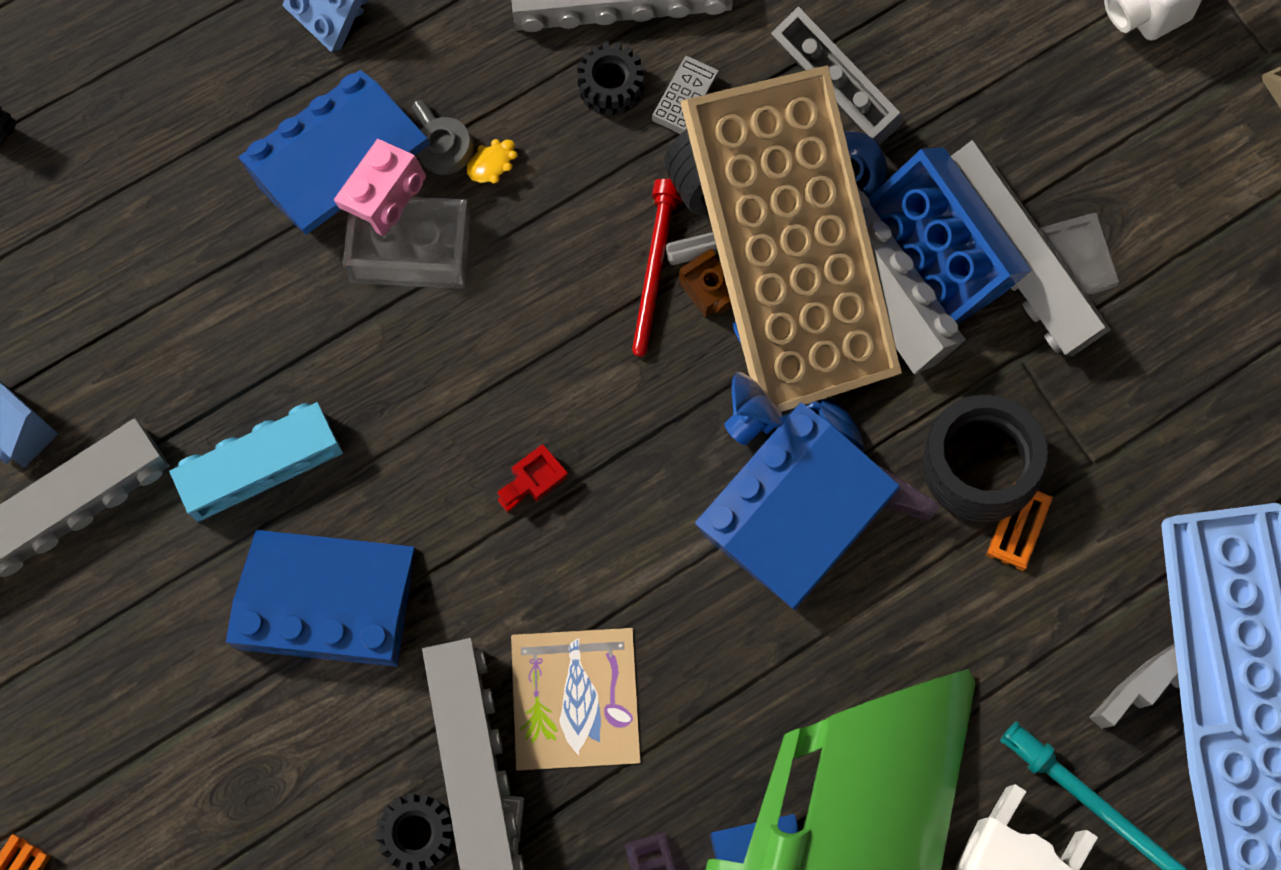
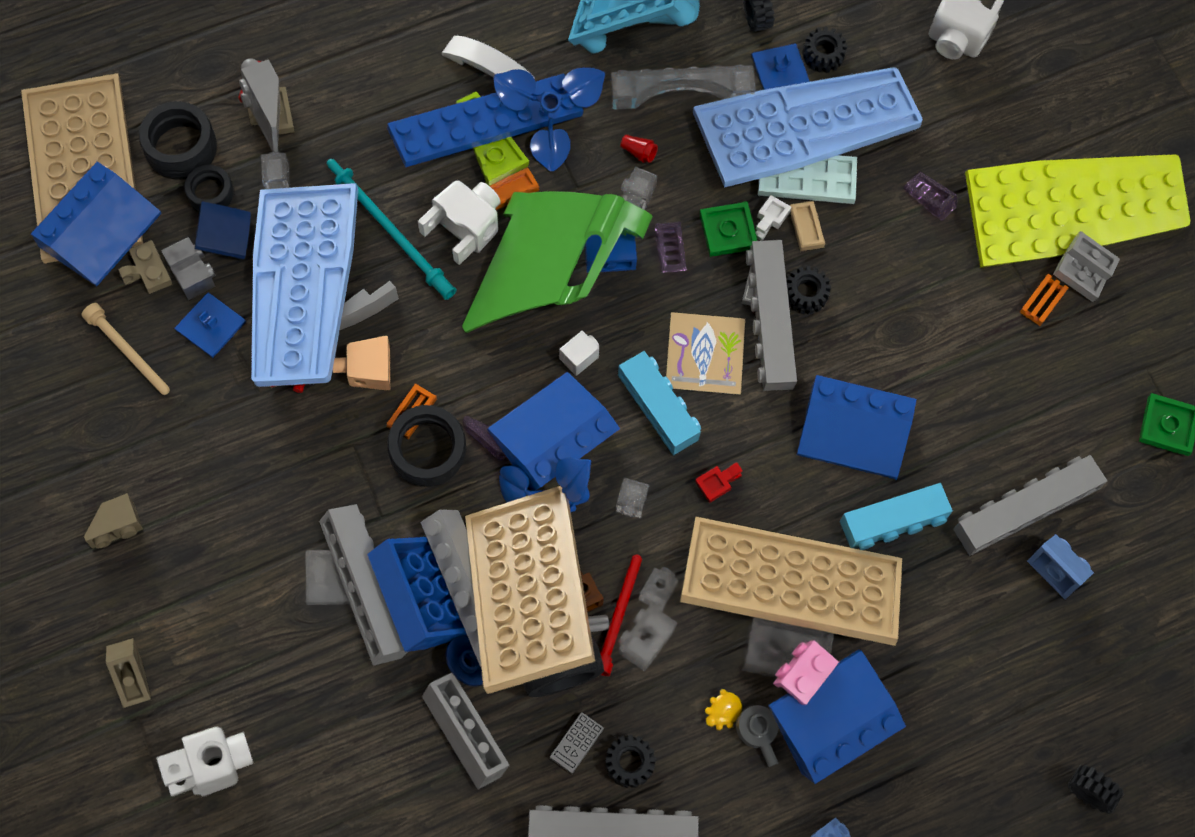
camera: 175 degrees left, 5 degrees down
(406, 330) = (793, 581): none -> tan plate
(607, 291) = (659, 597): none -> clear brick
(610, 216) = (644, 652): none -> clear brick
(639, 590) = (659, 402): none -> medium azure brick
(659, 428) = (632, 498): none -> clear brick
(777, 656) = (579, 352): none -> white brick
(1109, 584) = (366, 363): none -> light nougat torso

